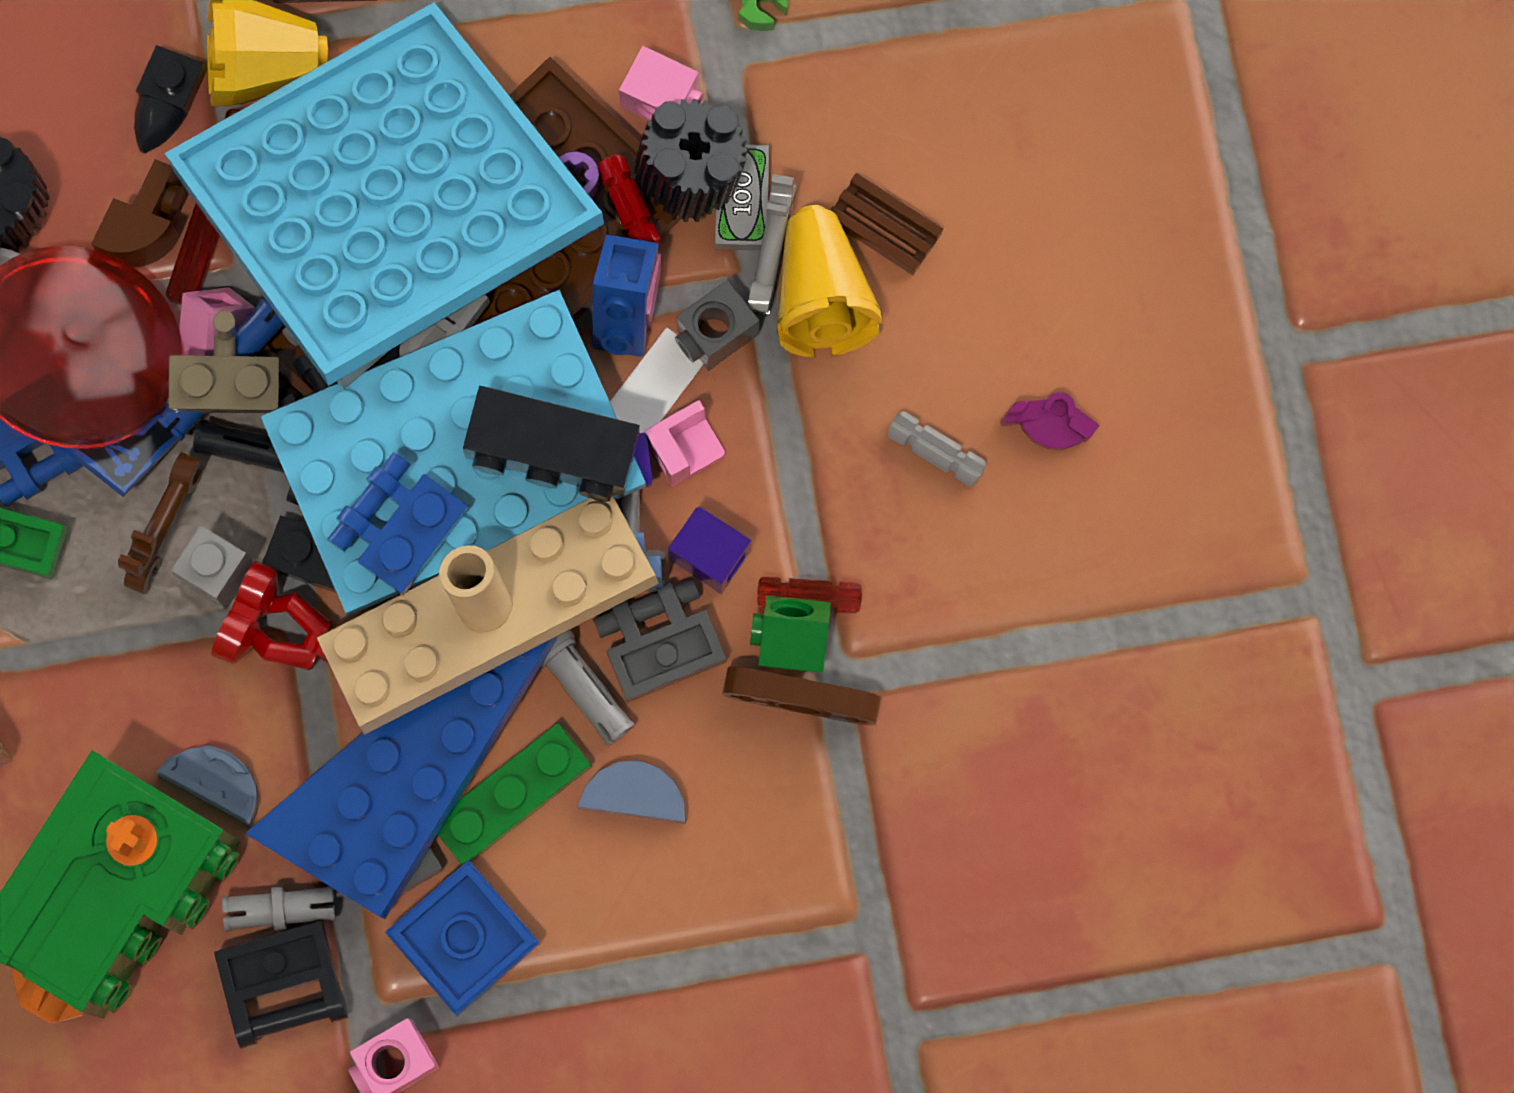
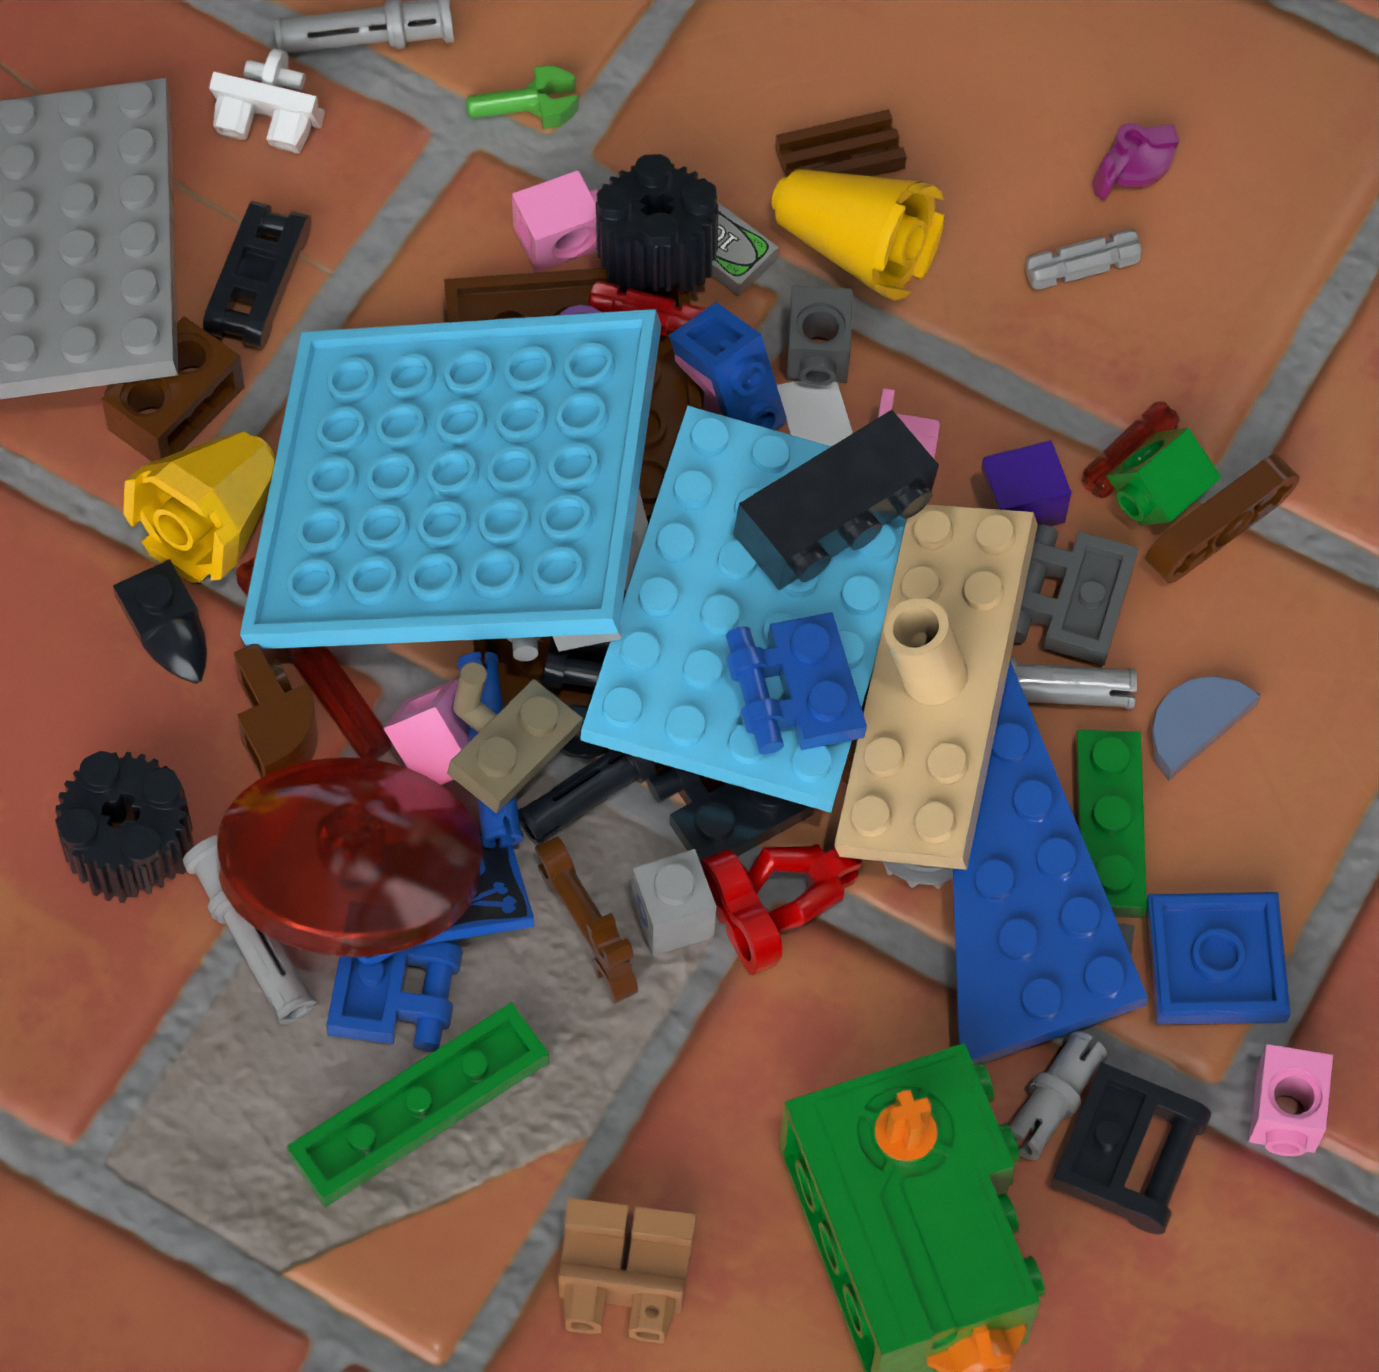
camera: 50 degrees left, 15 degrees down
(214, 778) = (873, 1050): sand blue tile -> none
(778, 212) = (756, 205): light grey bar -> none

